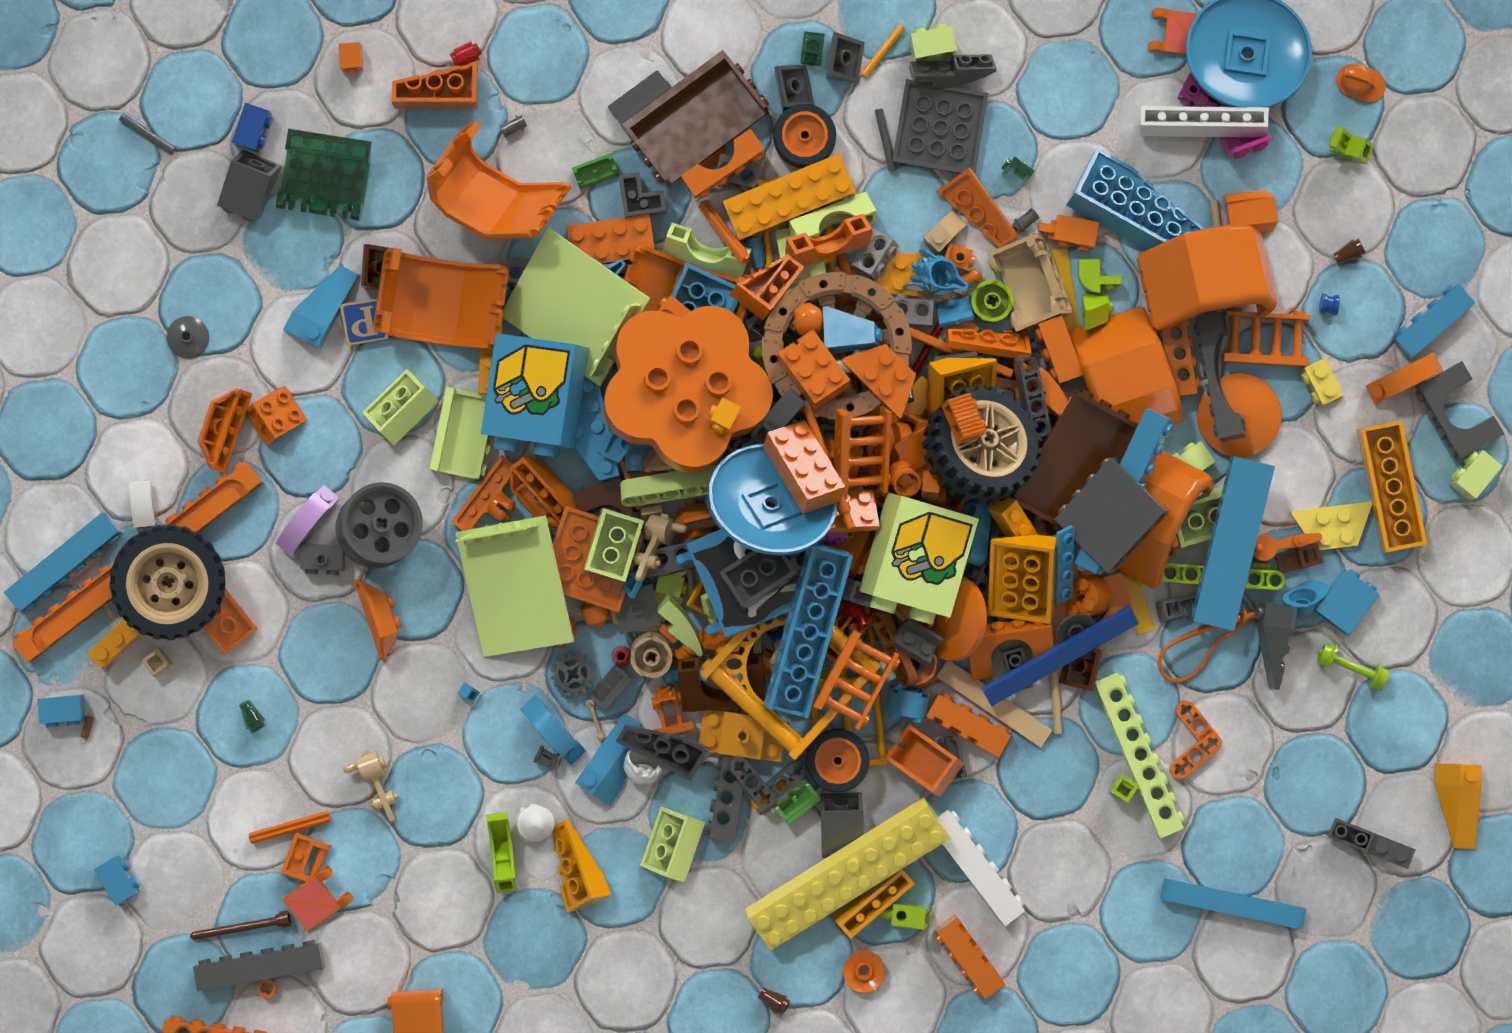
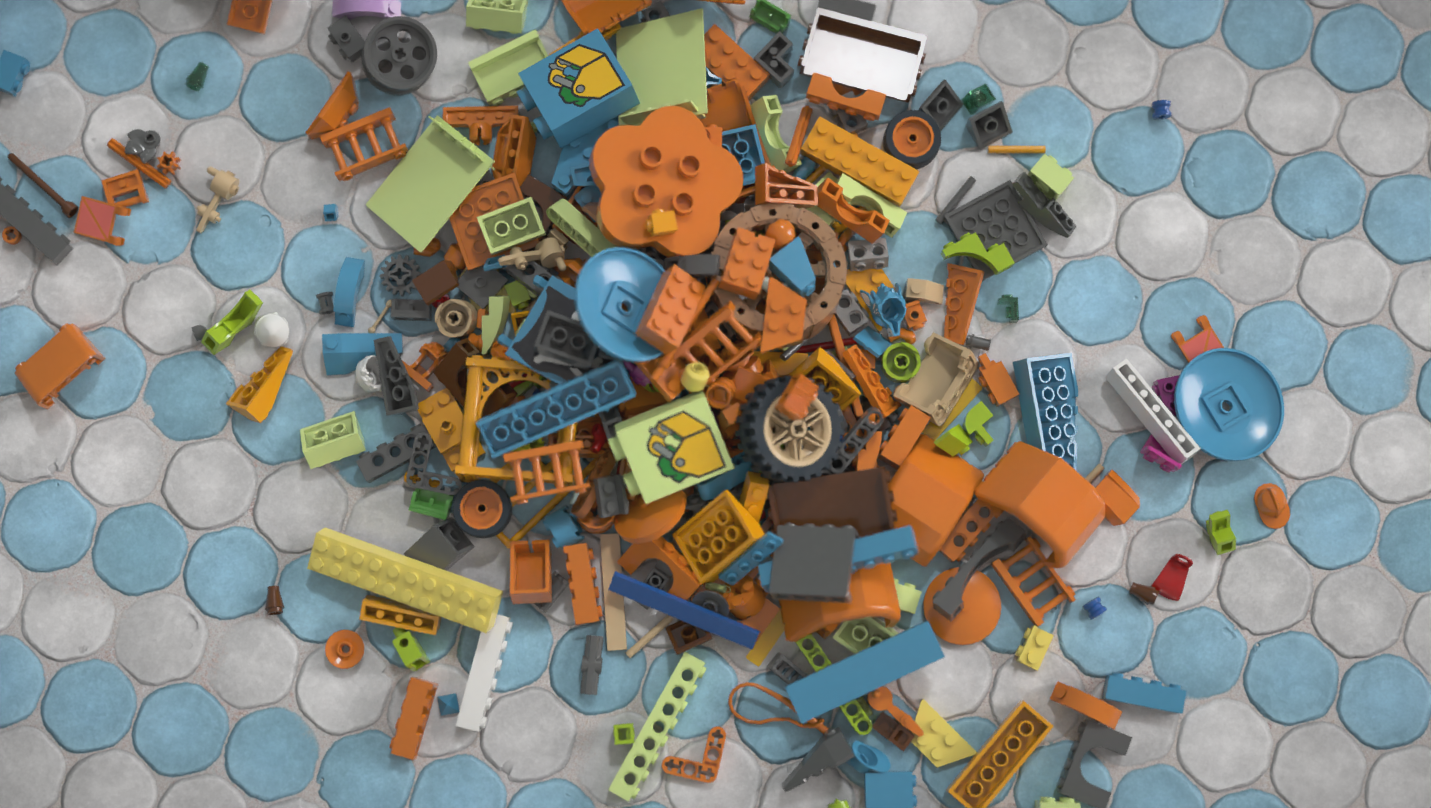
camera: 55 degrees right, 5 degrees down
(275, 814) = (140, 145): none -> dark grey plate
(306, 804) = (164, 162): none -> orange gear
(410, 621) = (351, 131): none -> orange fence
(485, 887) = (199, 332): none -> dark grey hinge
(609, 647) = (436, 281): none -> reddish brown slope
(875, 490) = (695, 377): none -> light yellow head
(967, 147) = (970, 245): none -> lime arch
(979, 919) = (448, 704): none -> dark azure slope
(1042, 770) = (591, 665): none -> dark grey piece
(1062, 612) = (716, 587): none -> yellowish green piece
(1355, 217) = (1173, 577): none -> red piece

